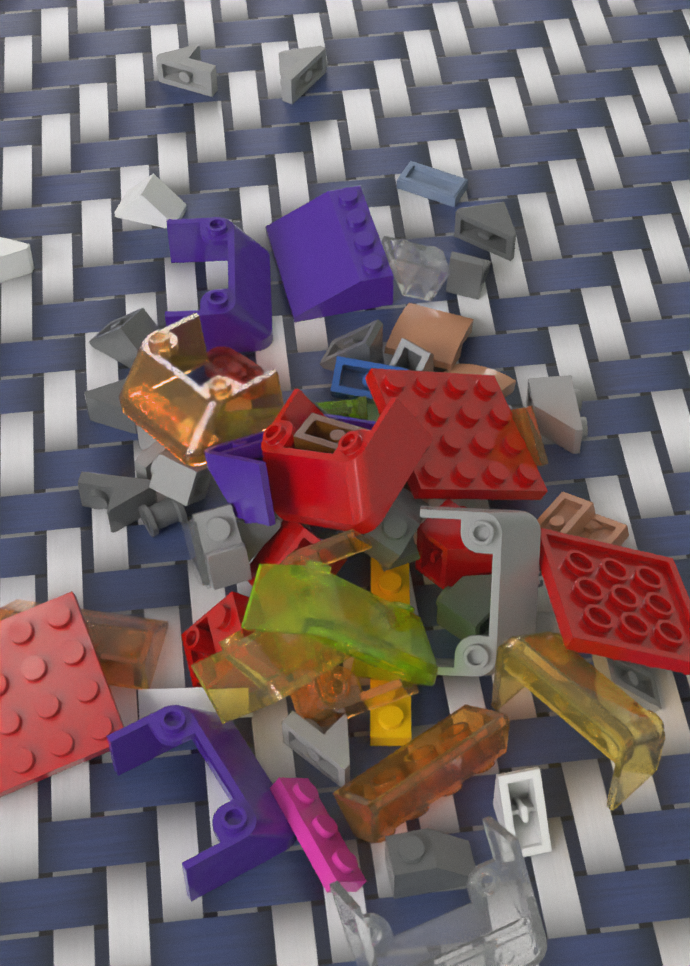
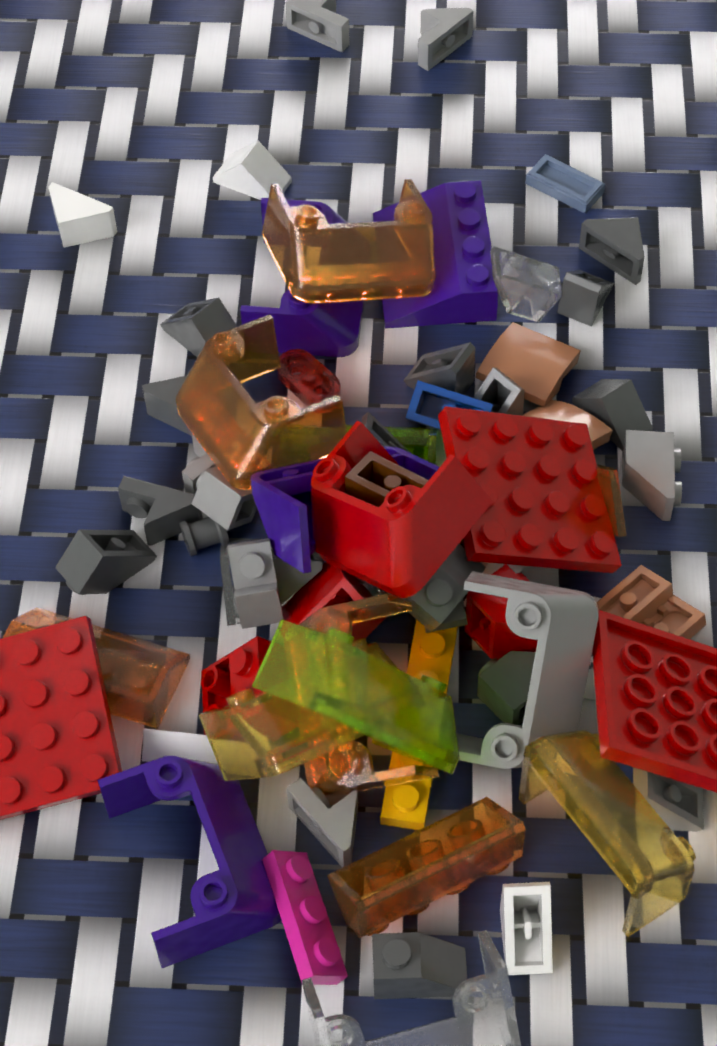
camera: 10 degrees right, 5 degrees up
(72, 549) = (103, 560): none -> dark grey slope
(256, 259) = (352, 259): none -> clear orange windscreen
(515, 359) = (616, 405): none -> dark grey slope

